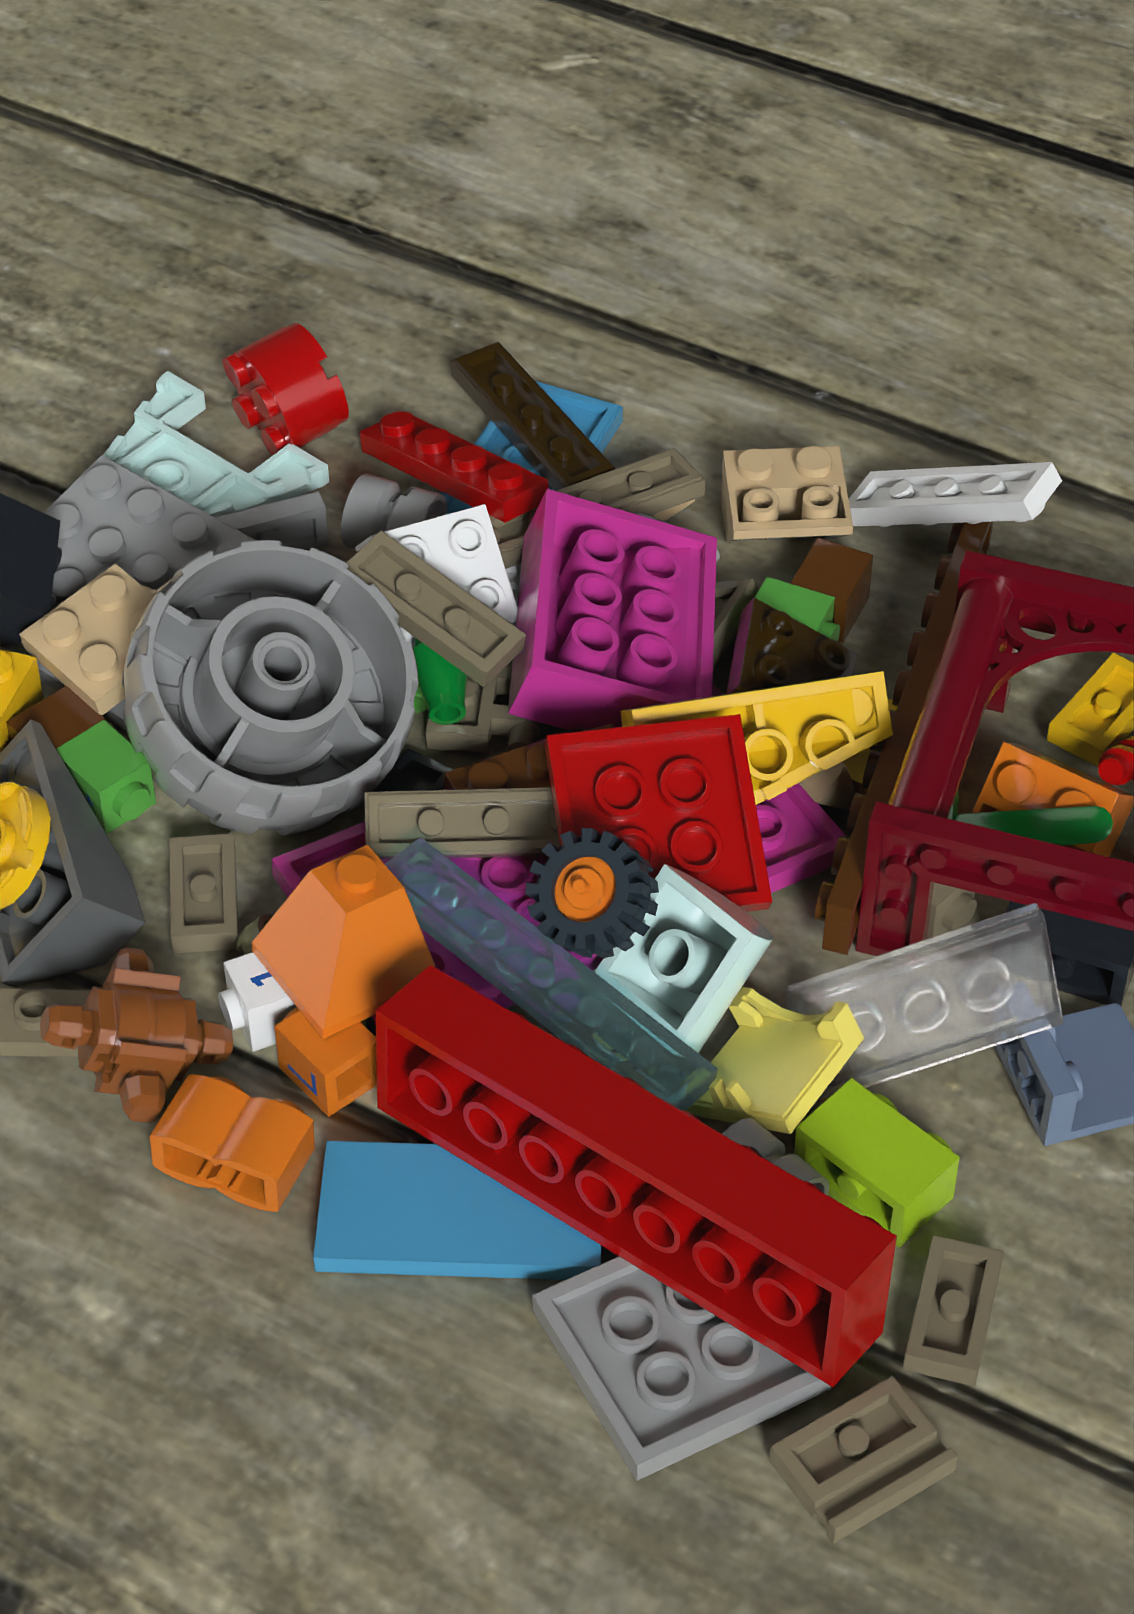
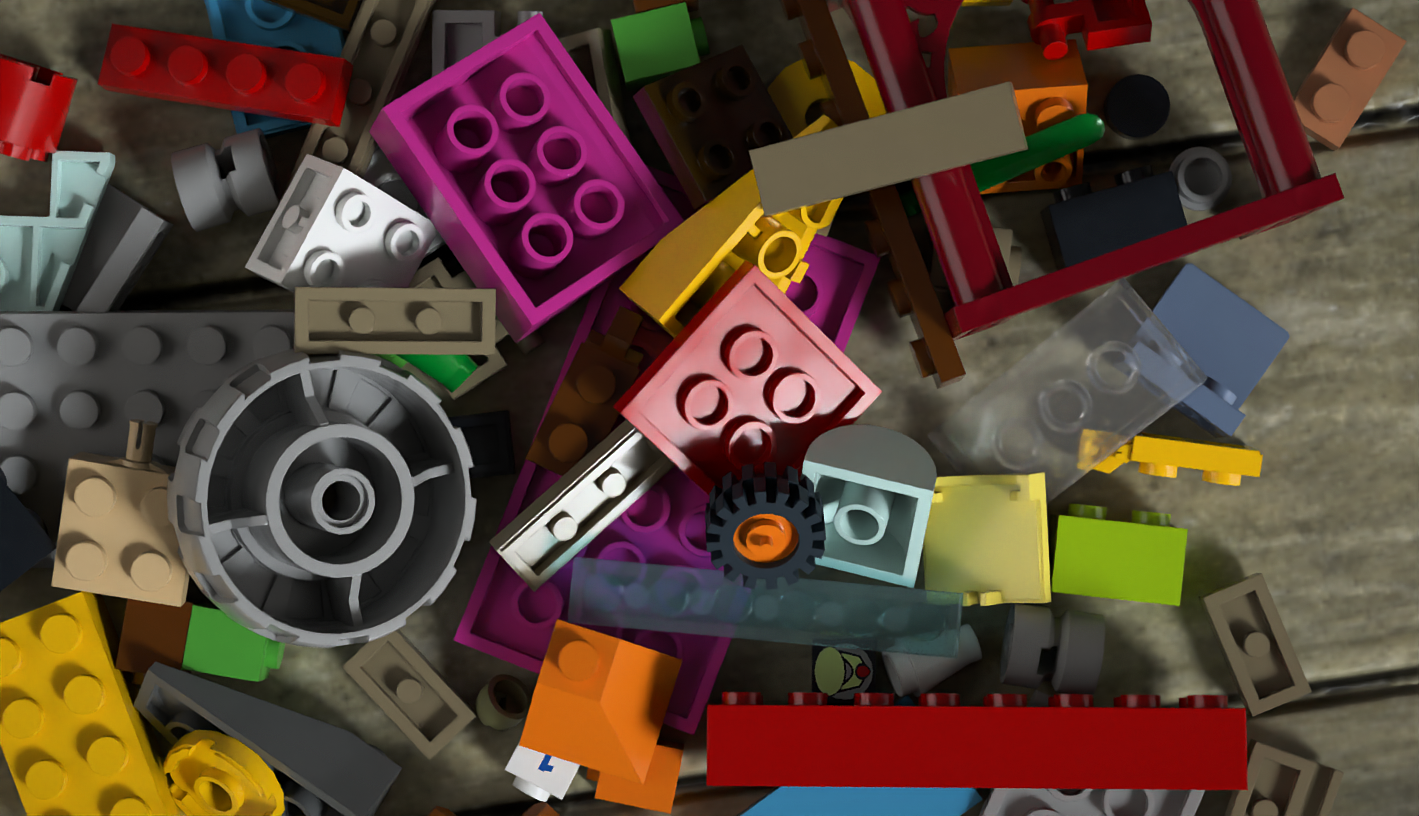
camera: 40 degrees left, 40 degrees up
(912, 682) = (889, 149): none -> dark tan tile
(993, 1117) = (1163, 455): none -> yellow hinge

